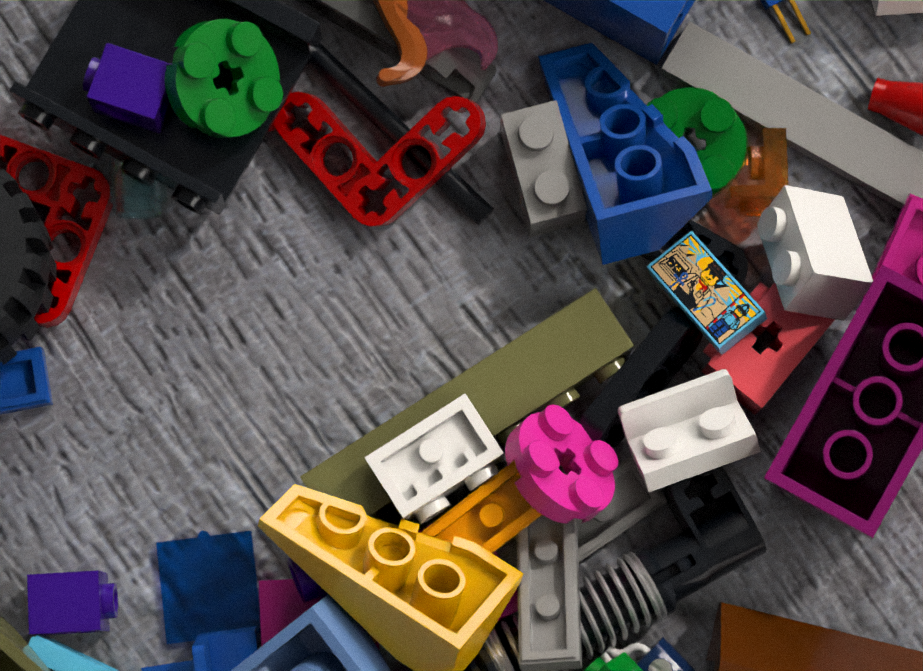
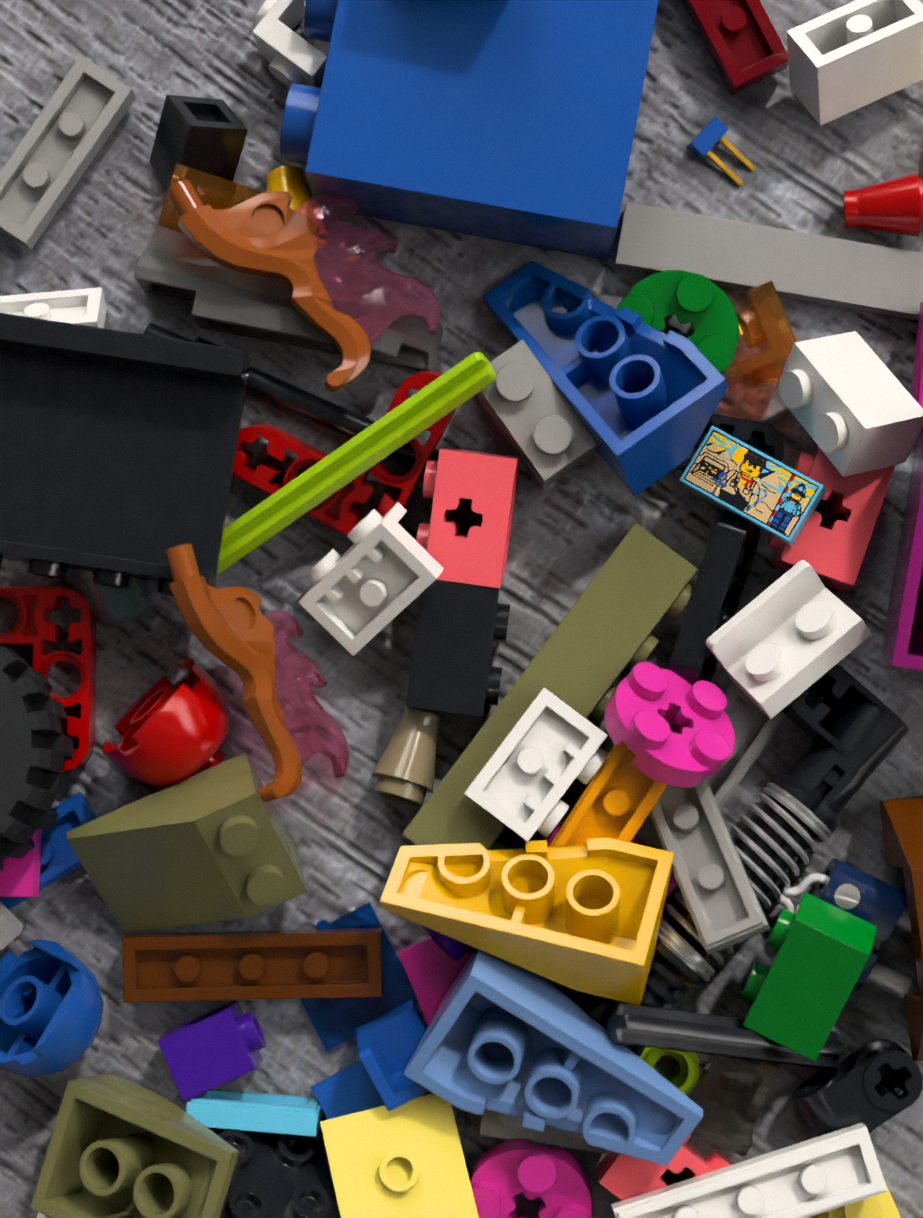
camera: 15 degrees left, 5 degrees up
(116, 428) = (192, 852): none -> olive slope
(128, 87) = (69, 491): dark purple brick -> none
(132, 545) = (252, 965): none -> reddish brown plate
(141, 321) = (172, 729): none -> red cylinder
(242, 302) = (272, 671): none -> dark orange piece
(254, 74) = (131, 445): green plate -> none
(330, 420) = (409, 759): none -> dark tan cone
(353, 255) = (370, 581): none -> white bracket
(377, 148) = (355, 457): none -> lime axle
(404, 340) = (455, 648): none -> black brick
(460, 265) = (491, 485): none -> coral brick

